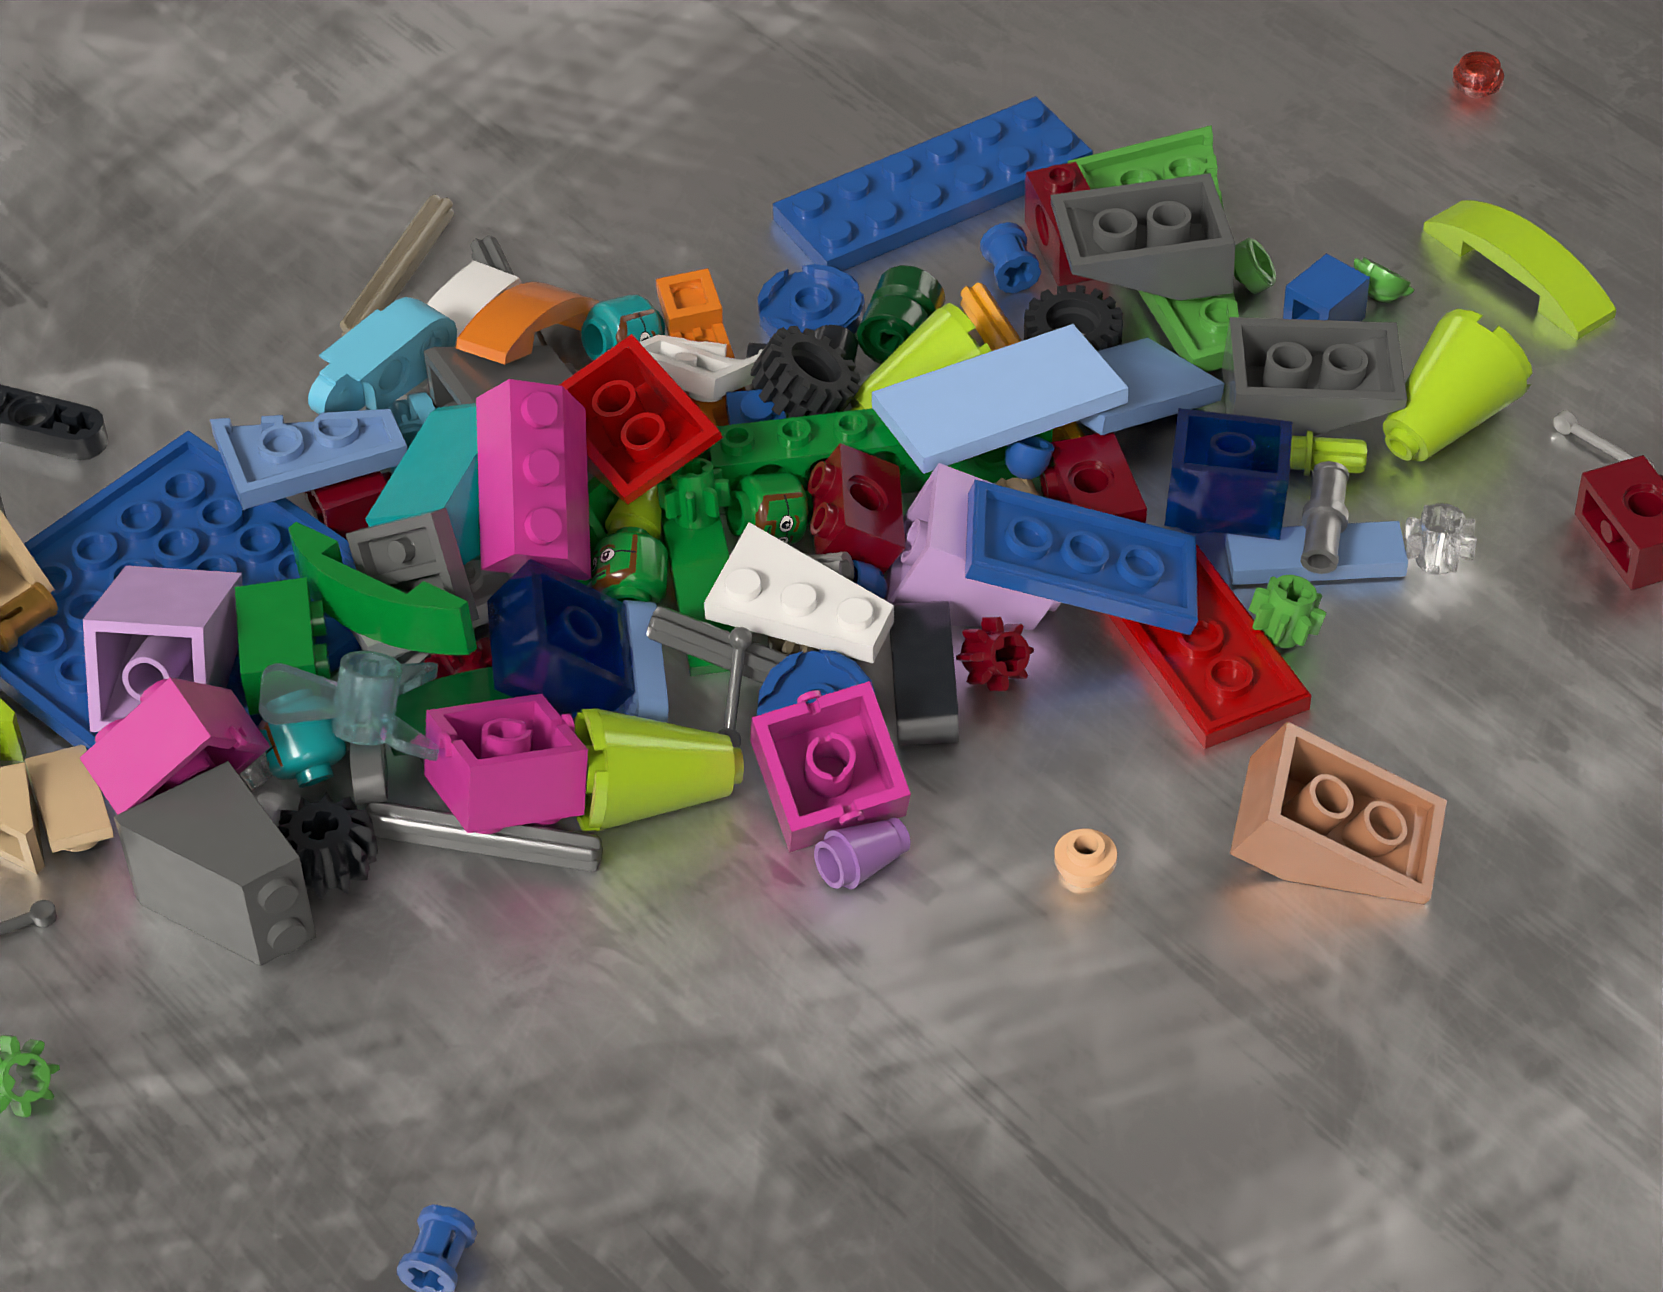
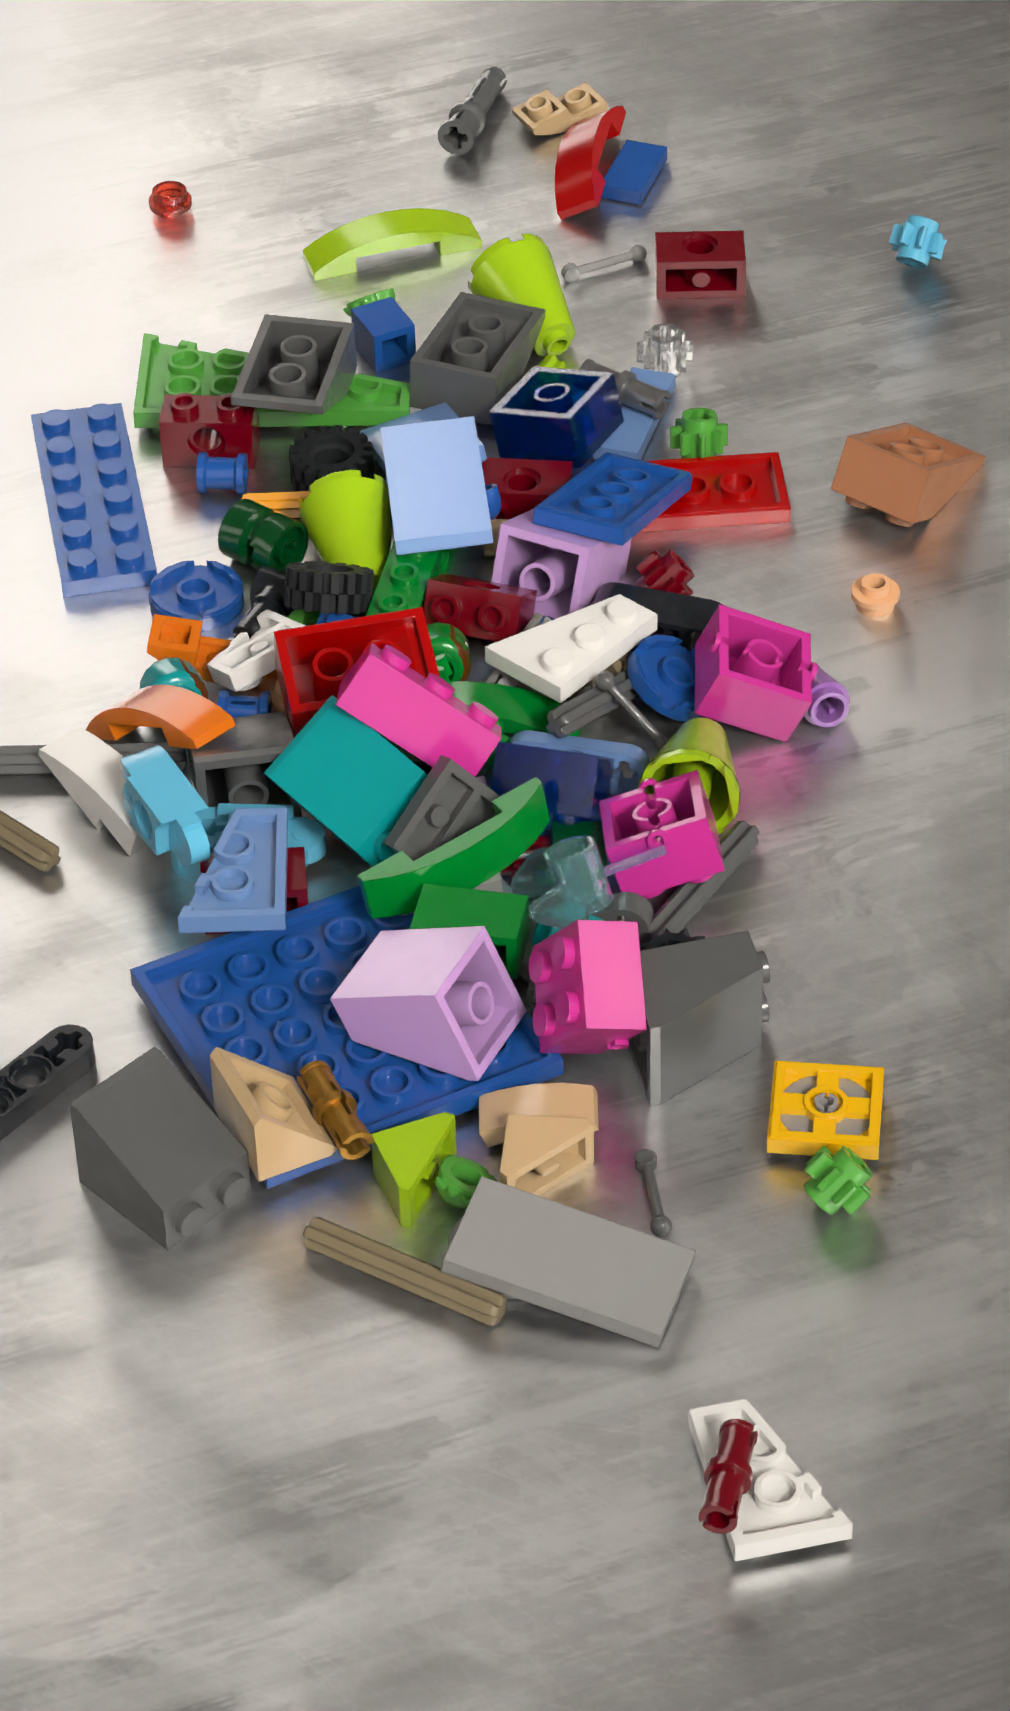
camera: 70 degrees left, 5 degrees down
(143, 1042) = (825, 1107): none -> yellow piece

